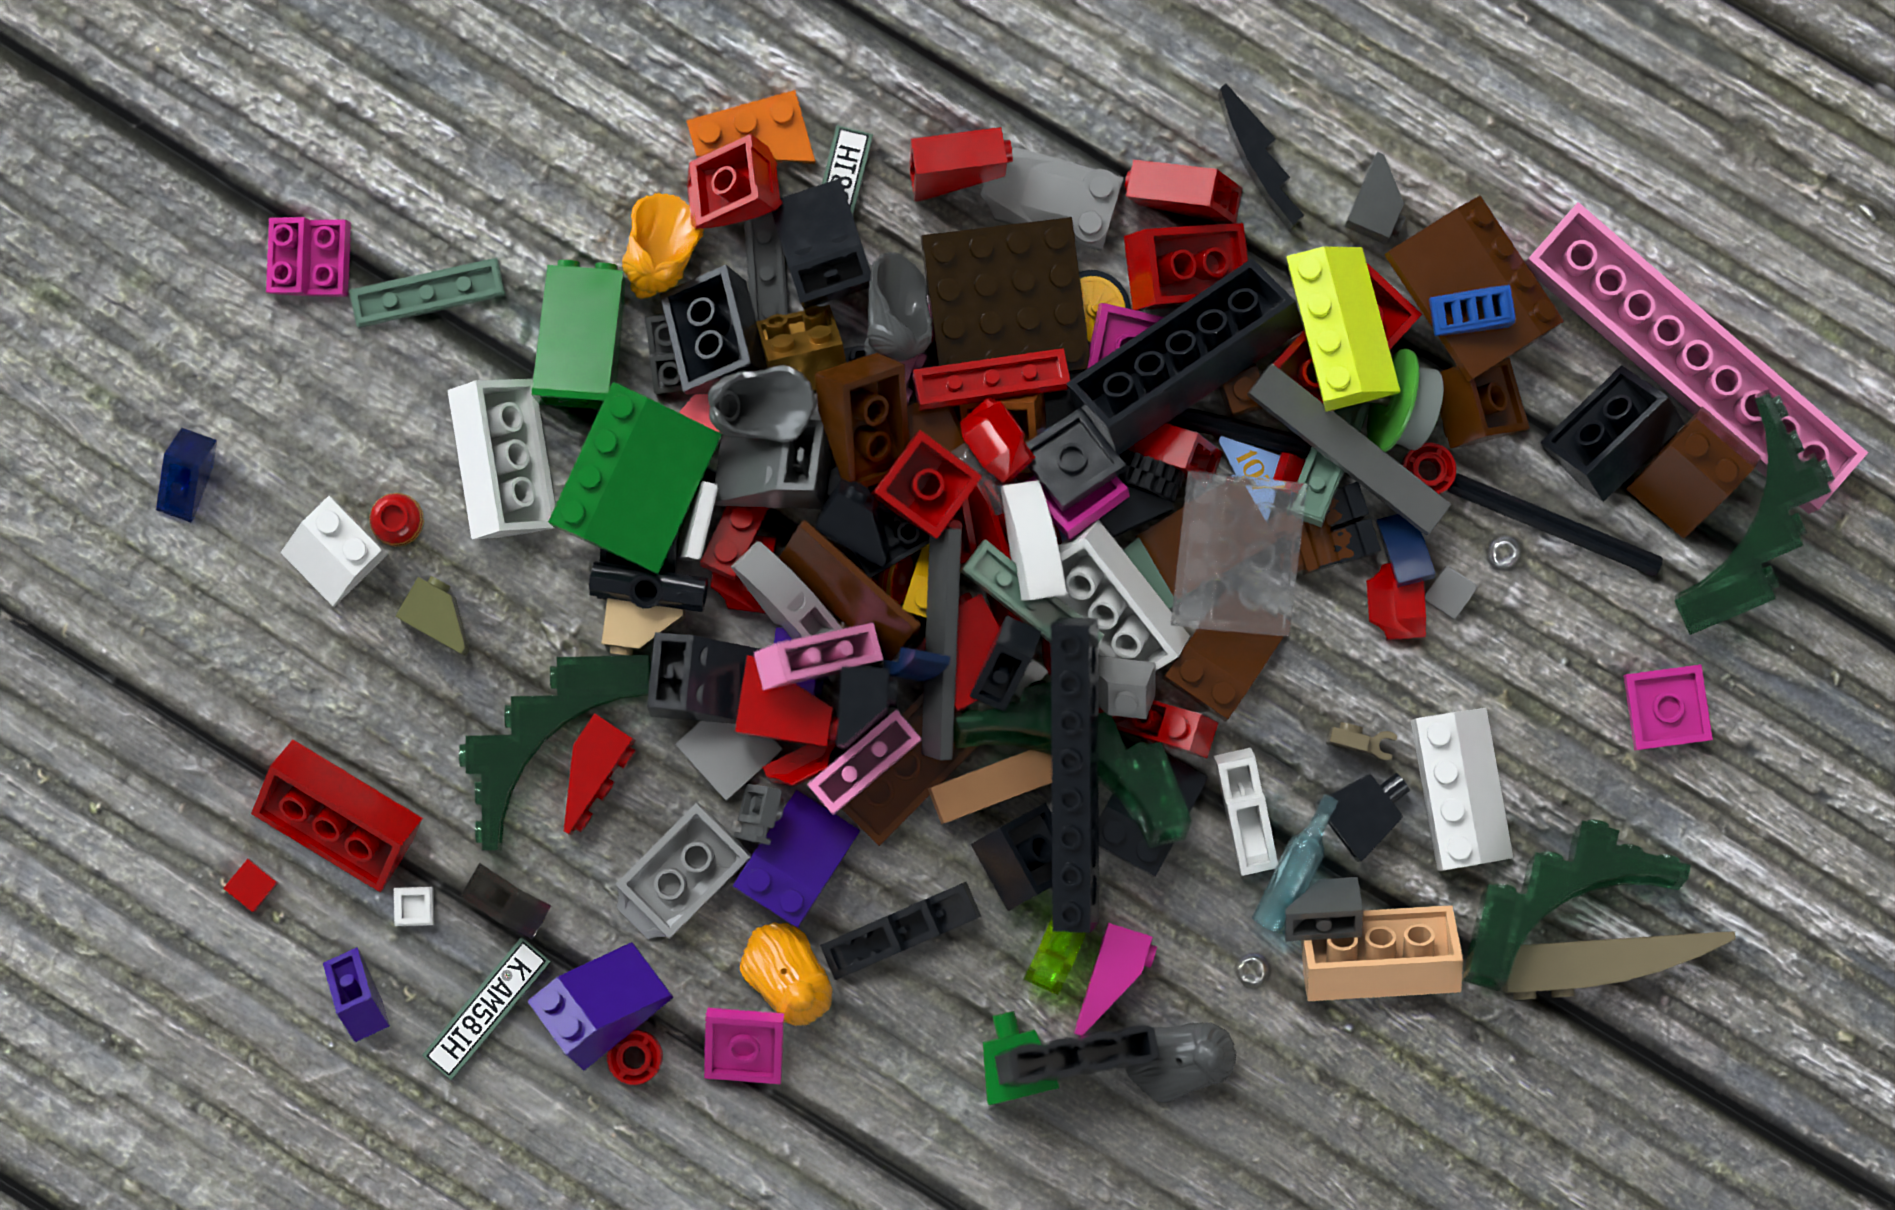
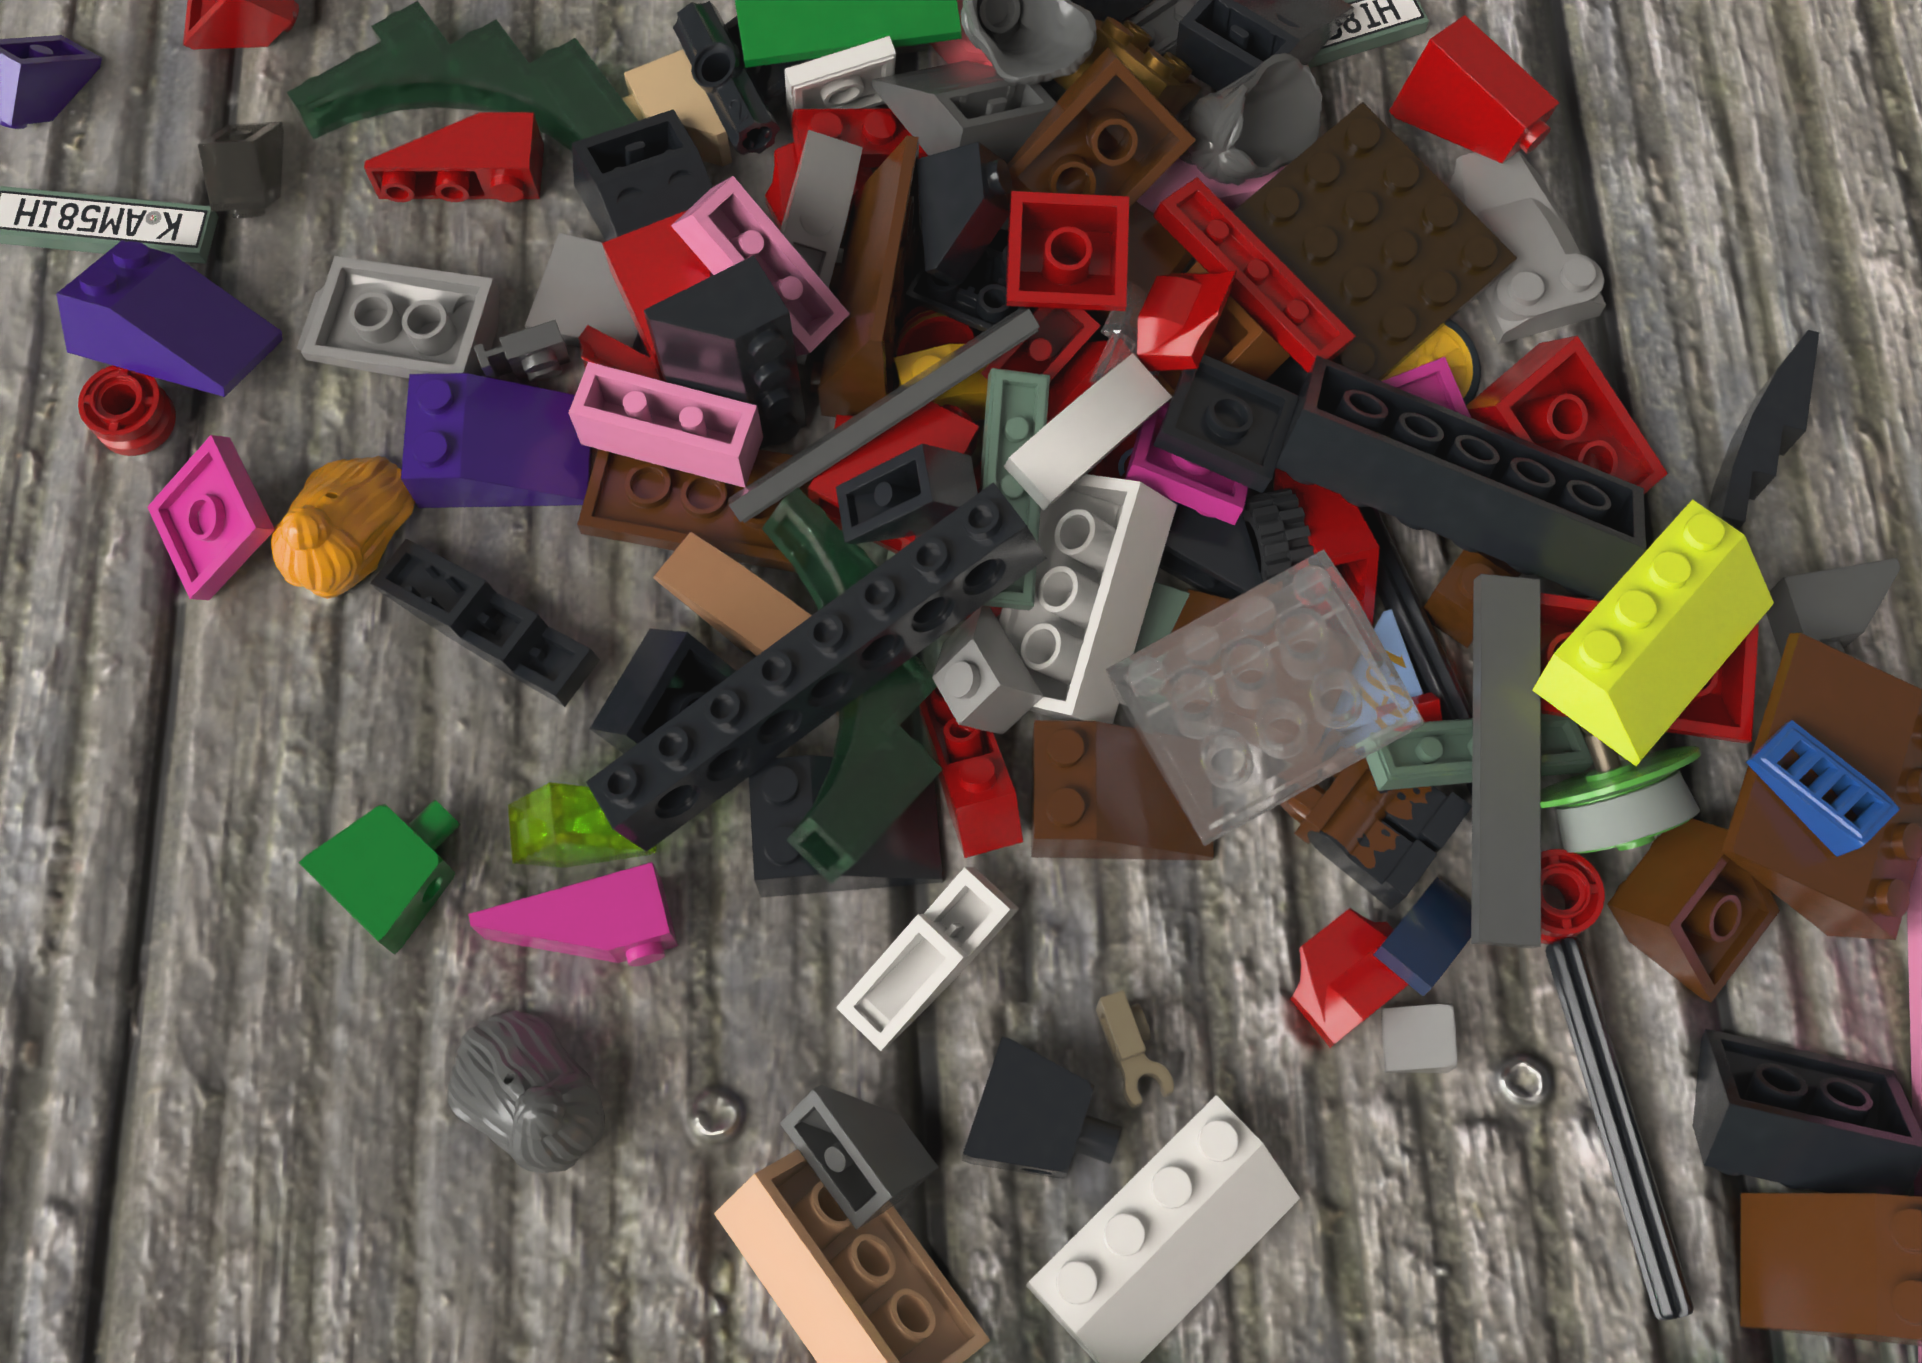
camera: 55 degrees right, 15 degrees down
(414, 906) = (186, 85): white tile -> none
(917, 664) = (831, 394): dark blue slope -> none
(1076, 1056) = (416, 911): black brick -> none
(1184, 190) = (1656, 373): slope -> none
(1294, 869) = (894, 1067): clear light blue piece -> none

